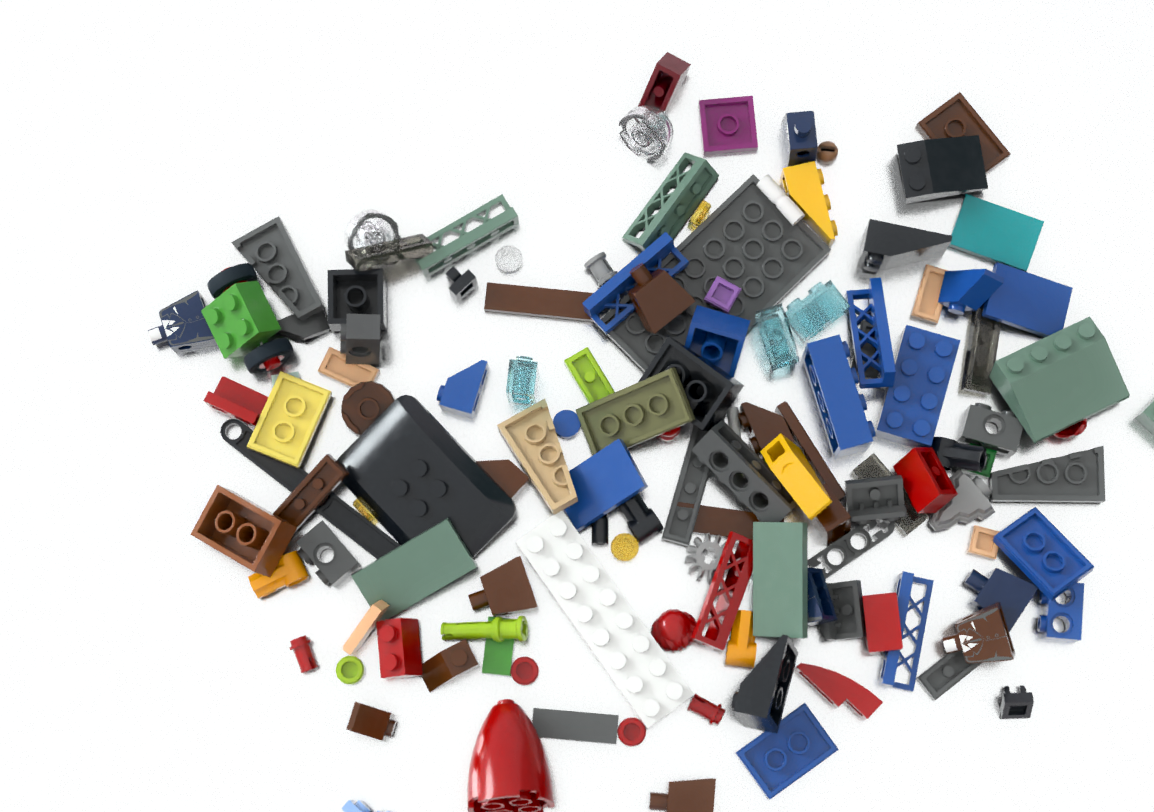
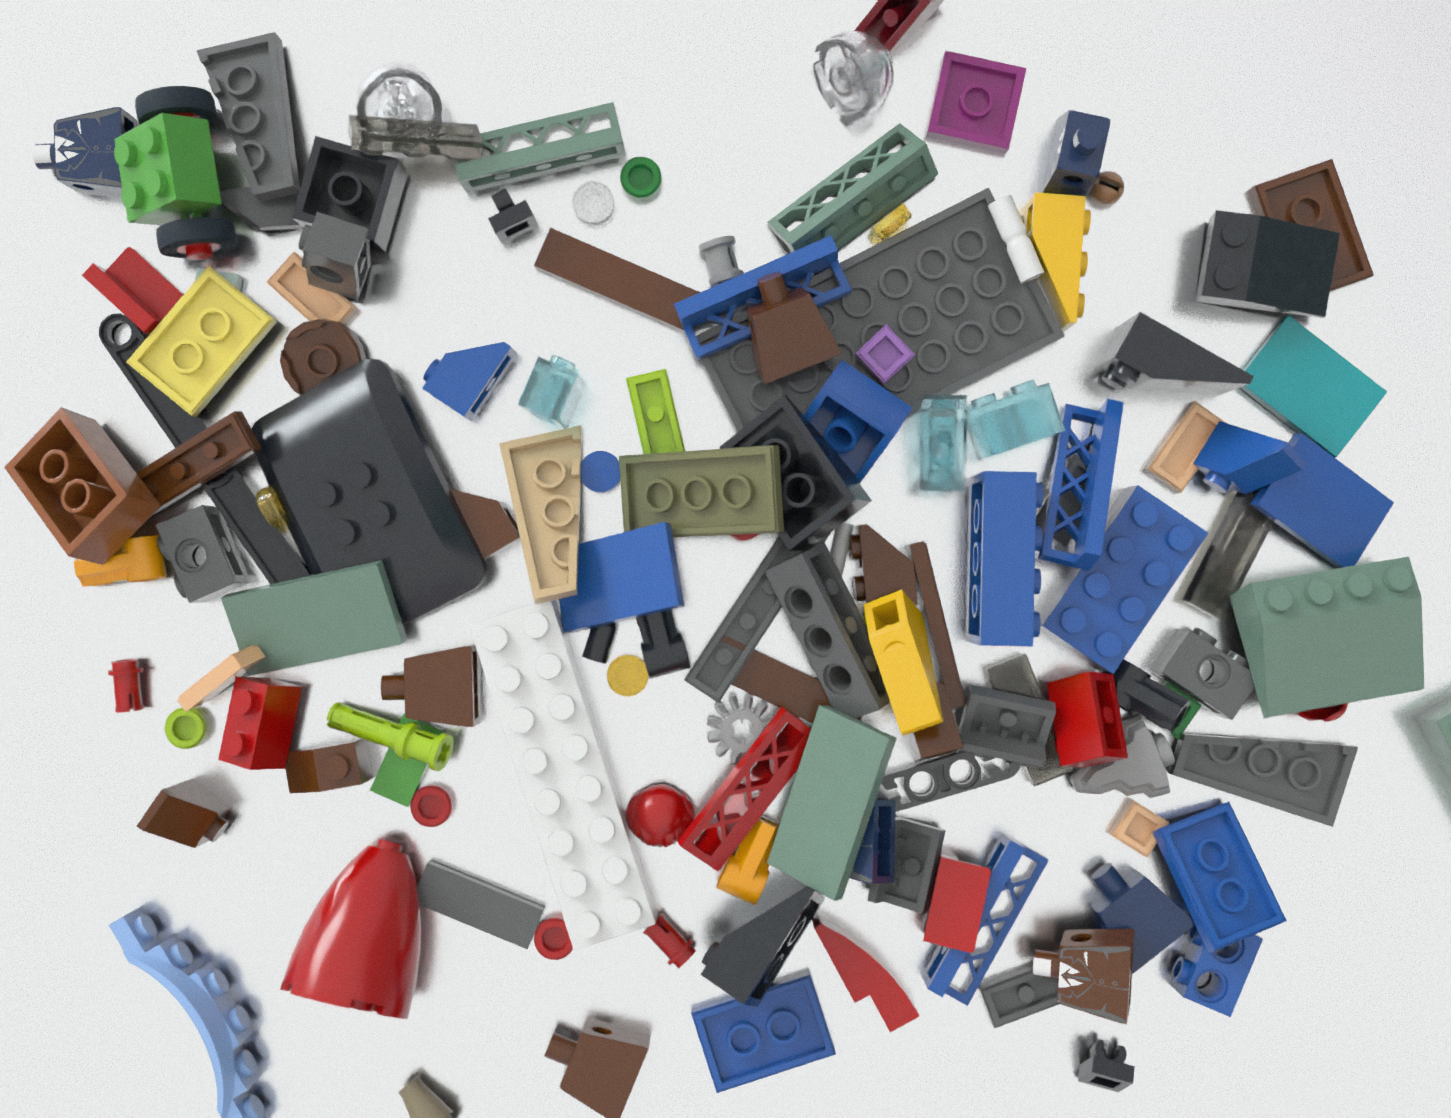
camera: 10 degrees right, 10 degrees up
(534, 235) = (641, 178): none -> green tile

